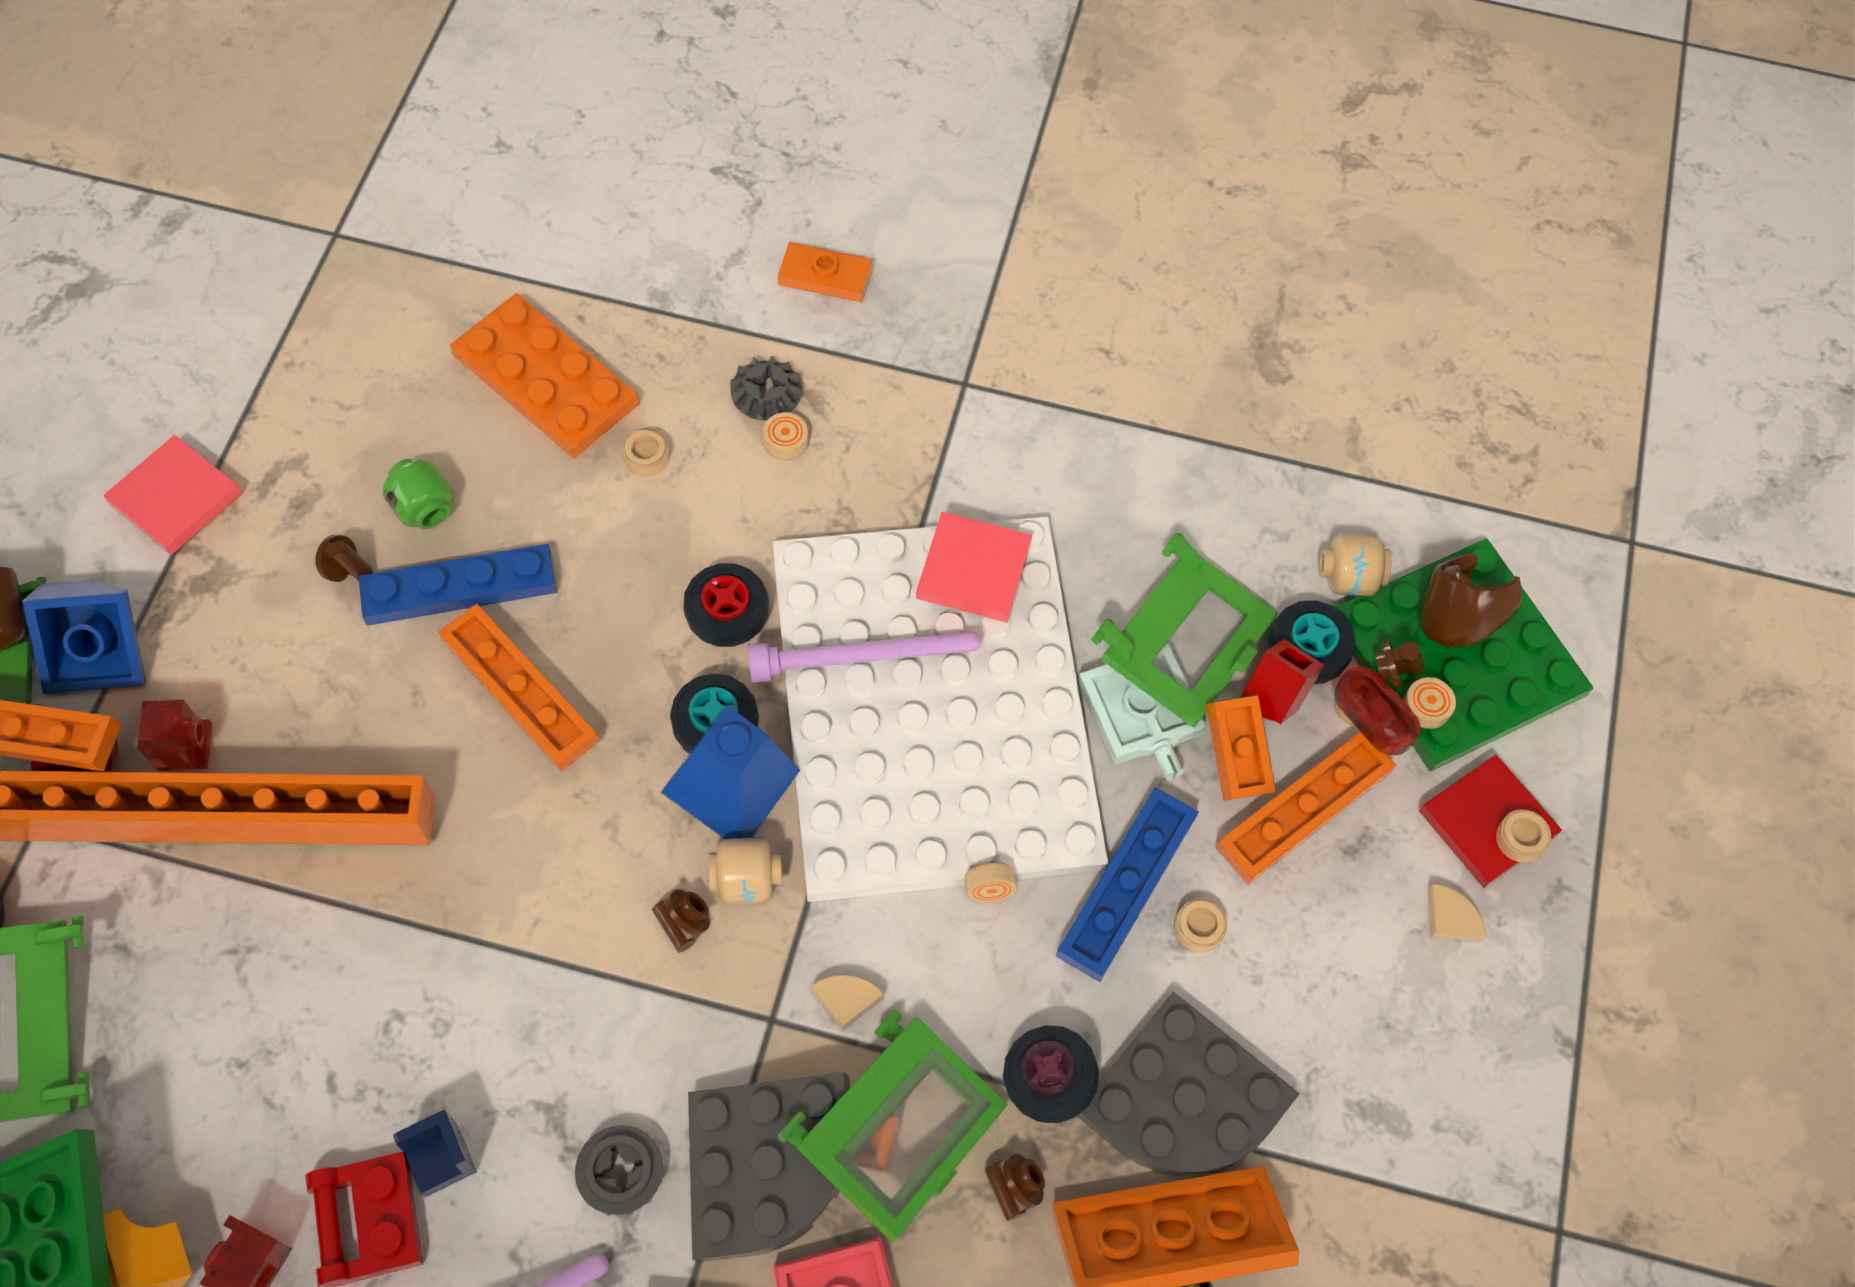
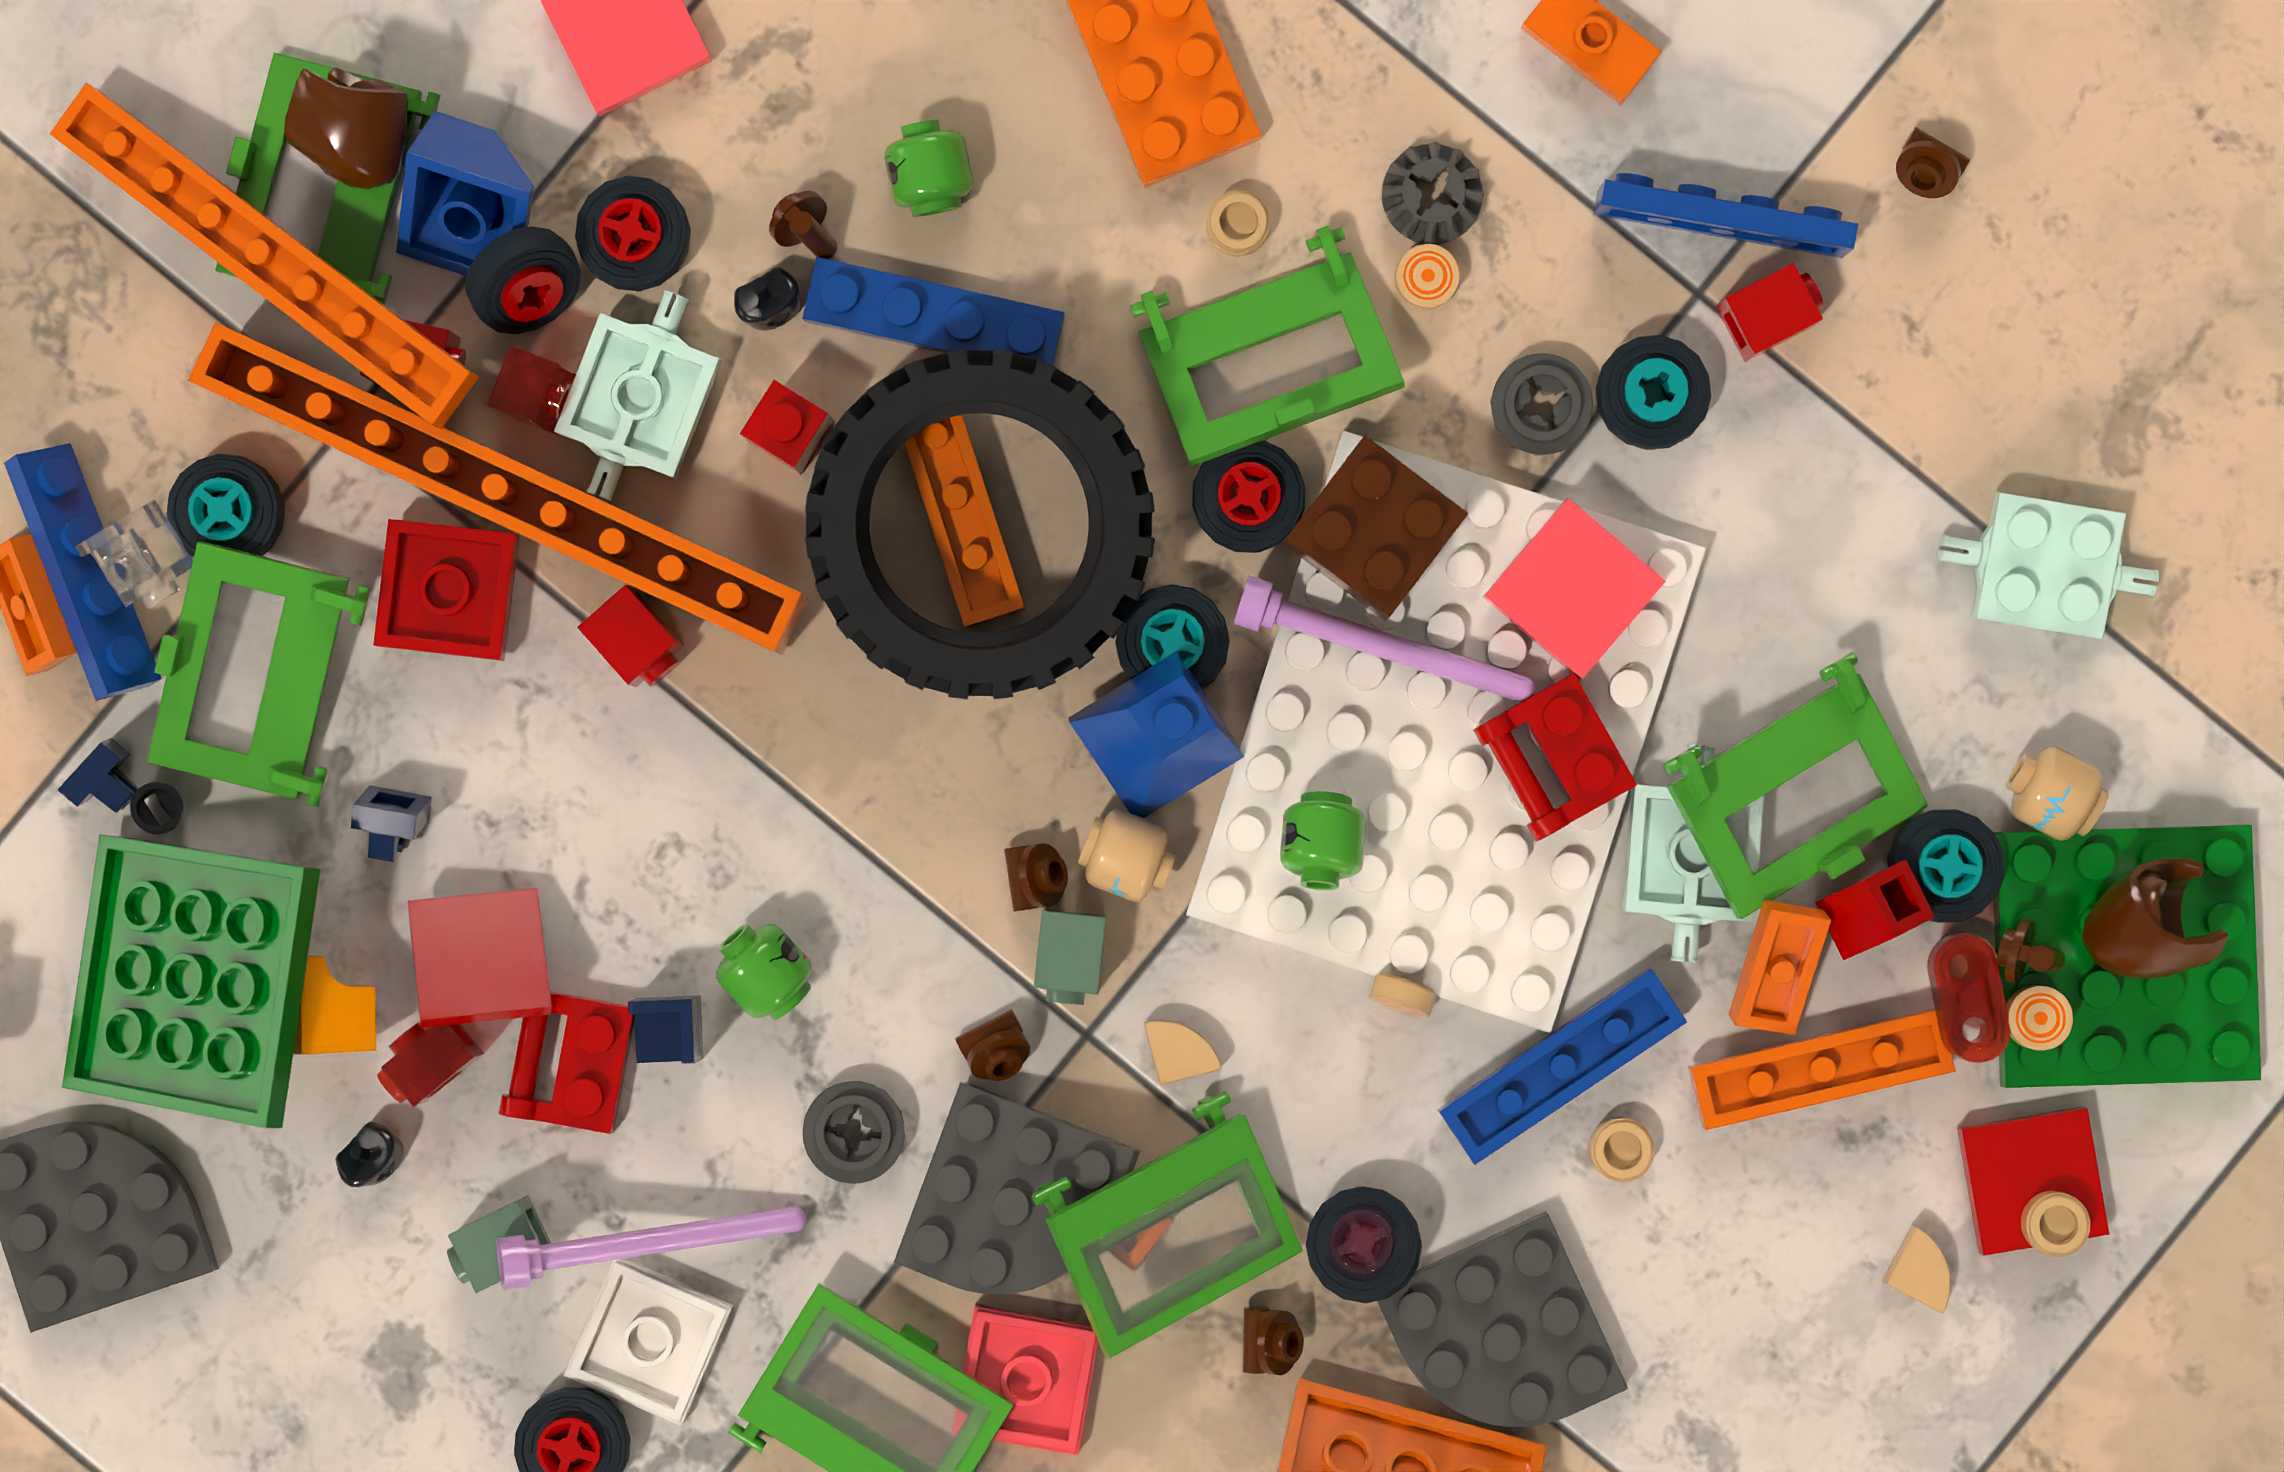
camera: 30 degrees right, 25 degrees up
(122, 664) = (523, 280): none -> black wheel
(148, 902) = (446, 590): none -> red plate
(152, 1091) = (390, 819): none -> dark blue tile
(204, 597) = (611, 224): none -> black wheel
(257, 710) = (638, 396): none -> light aqua plate
(258, 1161) = (479, 957): none -> tile
(307, 874) = (632, 638): none -> red brick
(334, 617) = (768, 300): none -> black piece
(375, 685) = (787, 427): none -> red brick
(498, 1073) = (763, 971): none -> bright green head
(516, 587) = (998, 660): none -> black tyre
(700, 515) = (1270, 355): none -> bright green piece
(705, 1056) = (995, 1047): none -> reddish brown plate
(732, 958) = (1069, 955): none -> sand green brick
(820, 576) = (1375, 528): none -> reddish brown brick
(881, 788) = (1323, 839): none -> bright green head
(894, 461) = (1549, 375): none -> dark grey gear
(957, 456) = (1641, 412): none -> black wheel
(958, 329) = (1751, 220): none -> blue plate
(1014, 368) = (1771, 311): none -> red brick
(1025, 663) = (1574, 748): none -> red plate
(1068, 259) = (1929, 165): none -> reddish brown plate
(1268, 444) = (2048, 565): none -> light aqua plate

